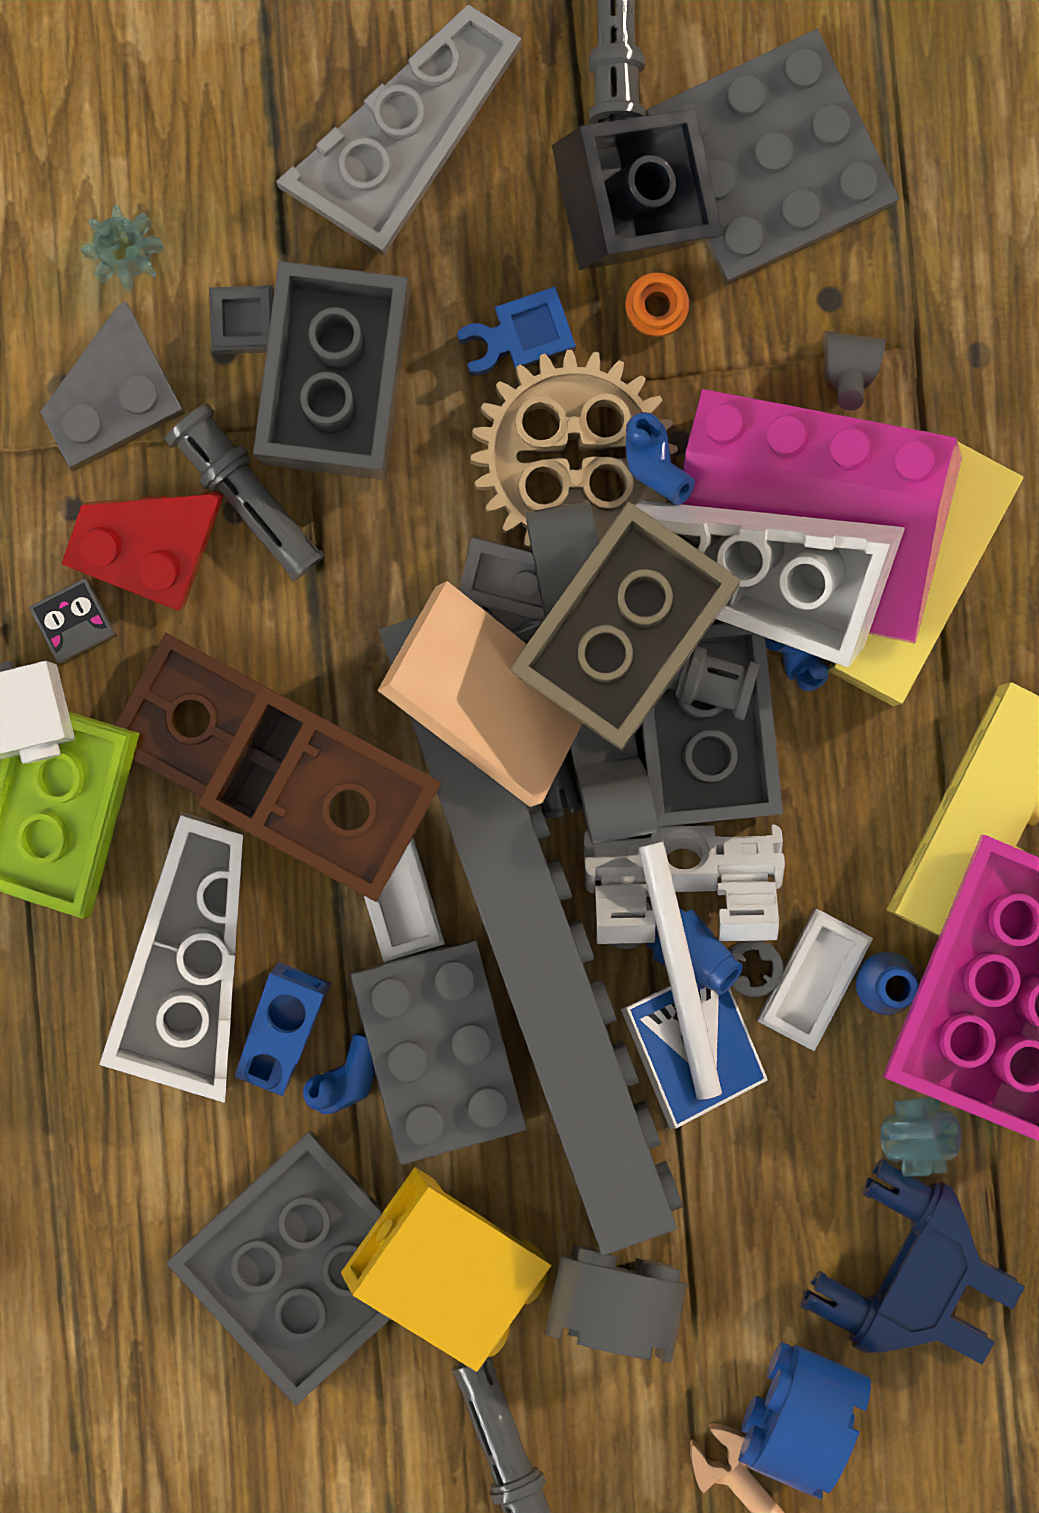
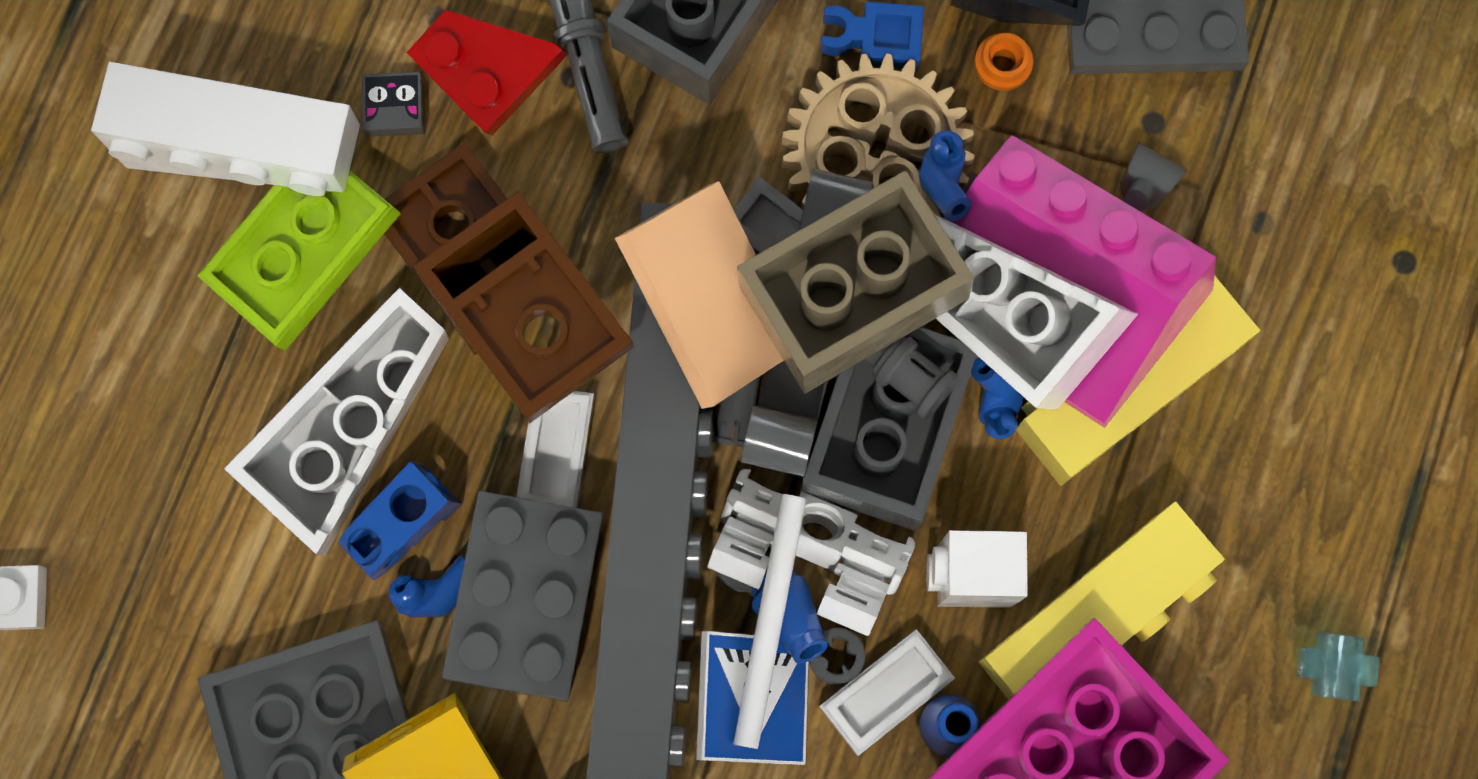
camera: 25 degrees right, 10 degrees down
(854, 833) = (979, 569): none -> white brick

